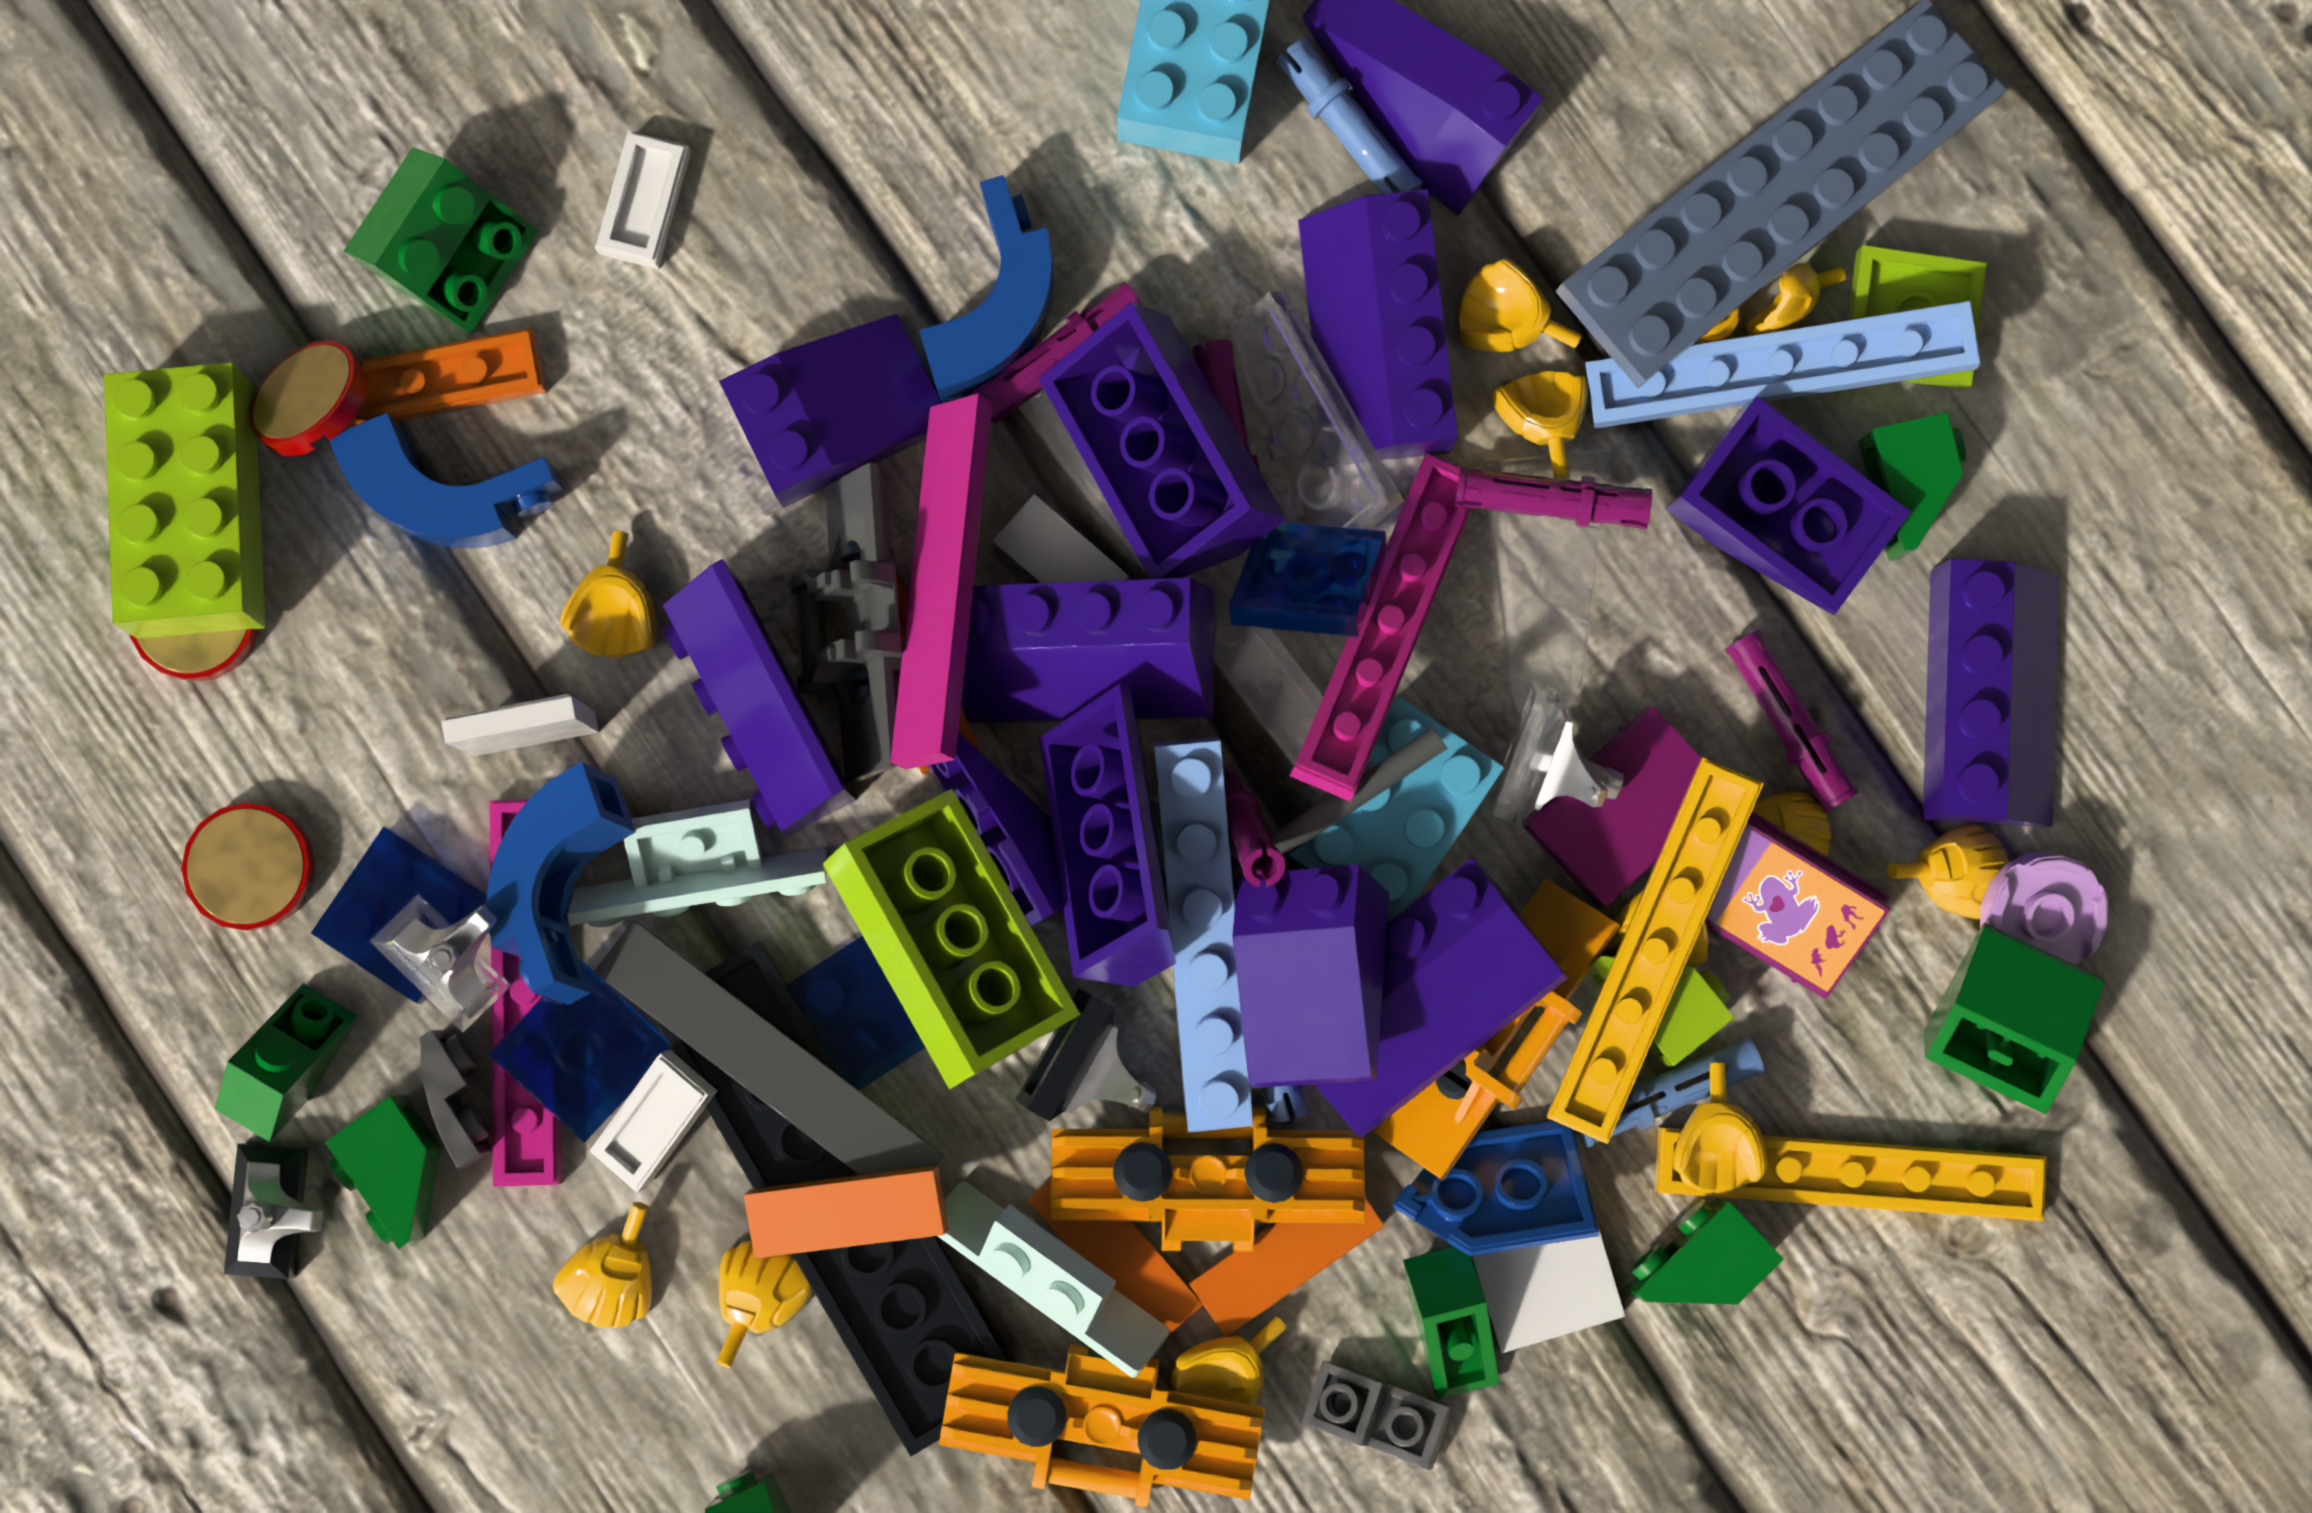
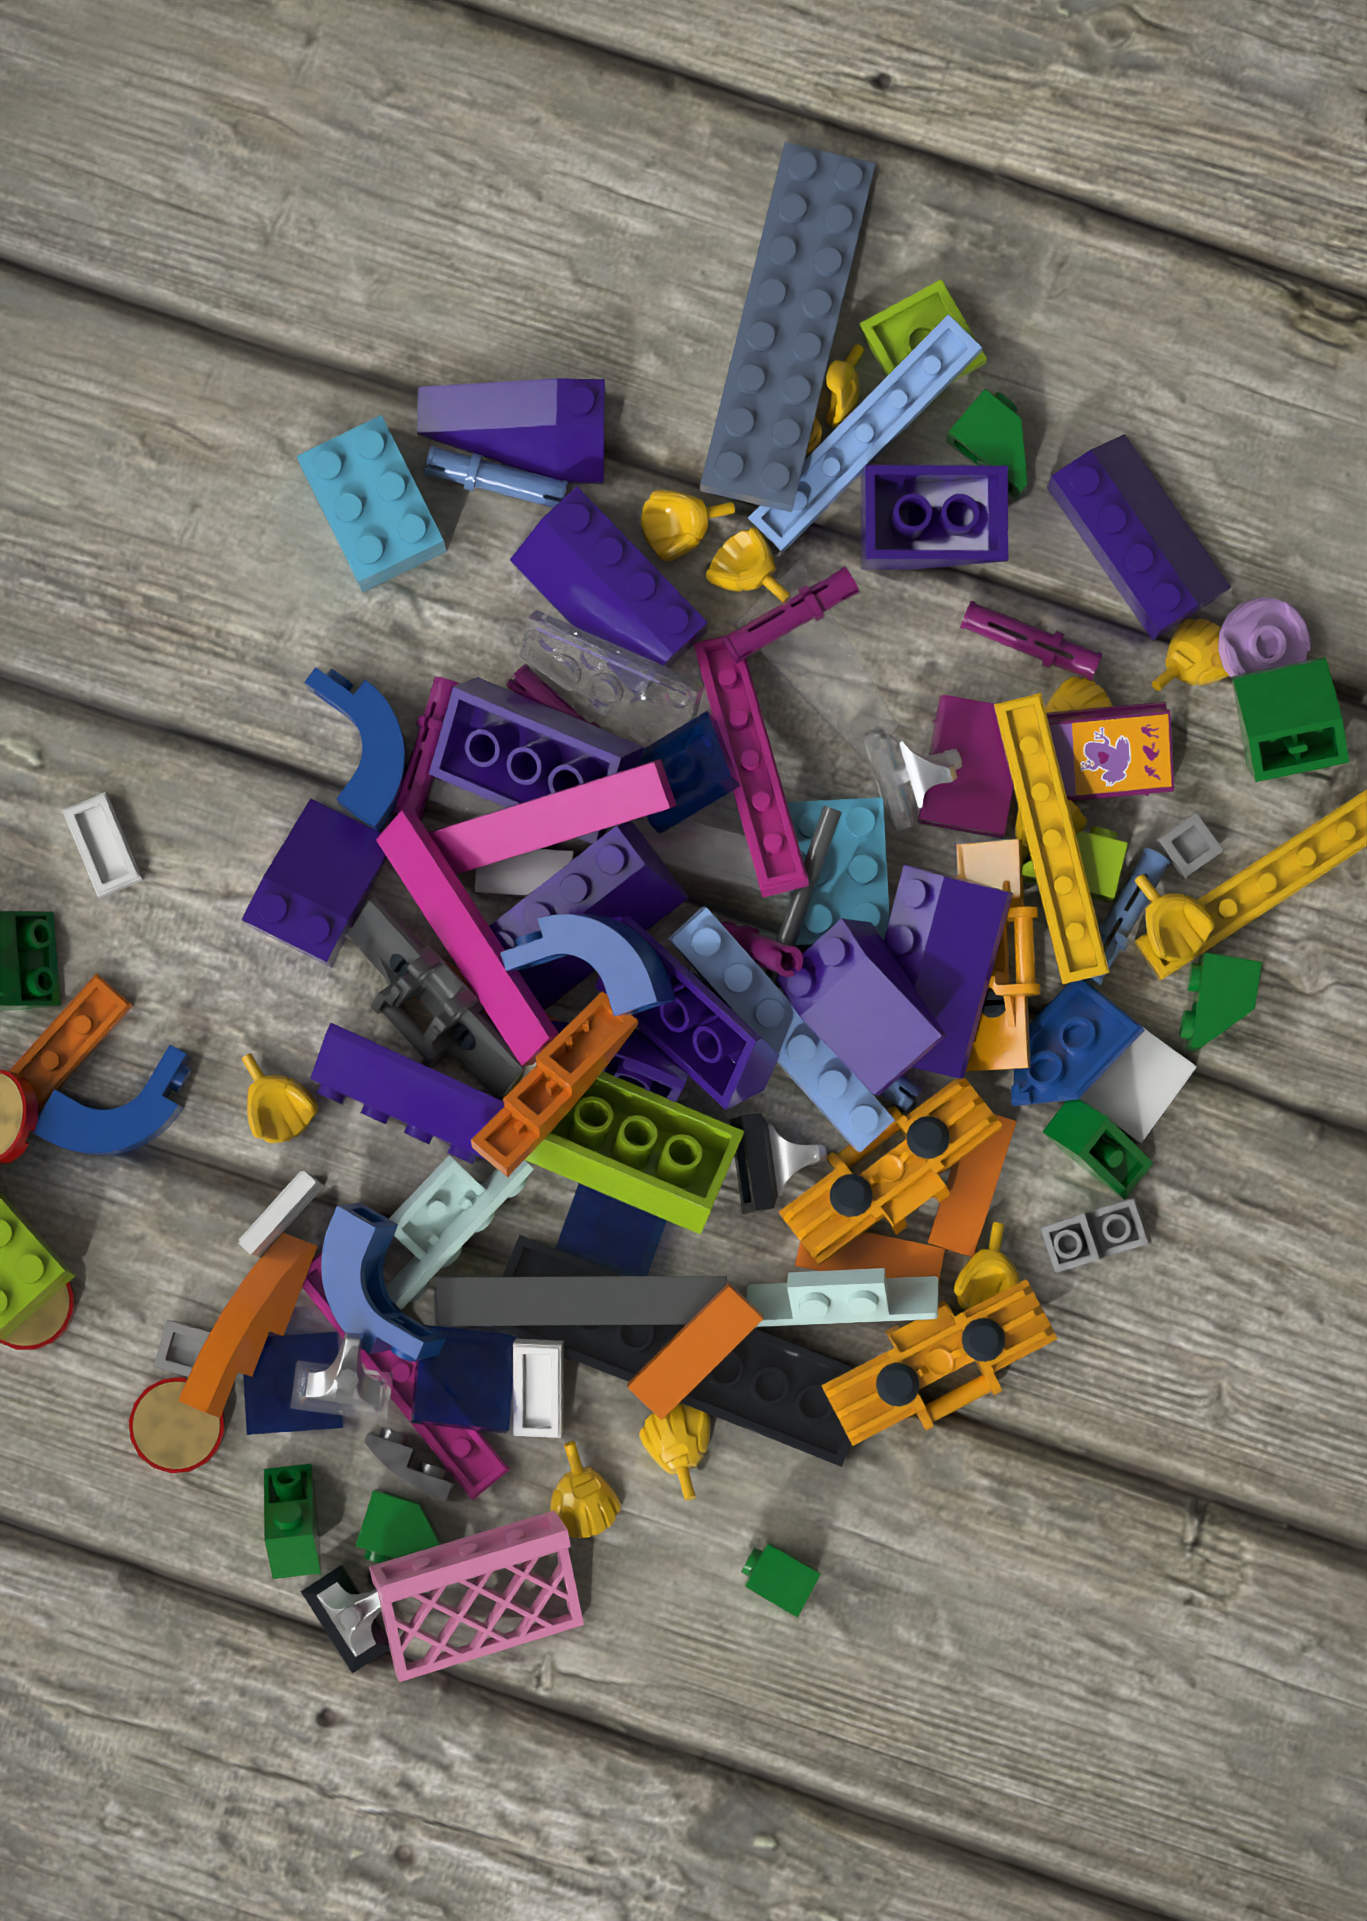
camera: 35 degrees left, 0 degrees up
(315, 792) = (179, 1347): none -> light grey plate
(419, 808) = (238, 1337): none -> orange slope
(428, 1257) = (478, 1558): none -> bright pink fence
(910, 808) = (554, 1085): none -> orange slope
(1084, 719) = (620, 955): none -> arch
(1134, 522) = (555, 817): none -> dark pink tile
(1798, 1071) = (1189, 845): none -> light grey plate

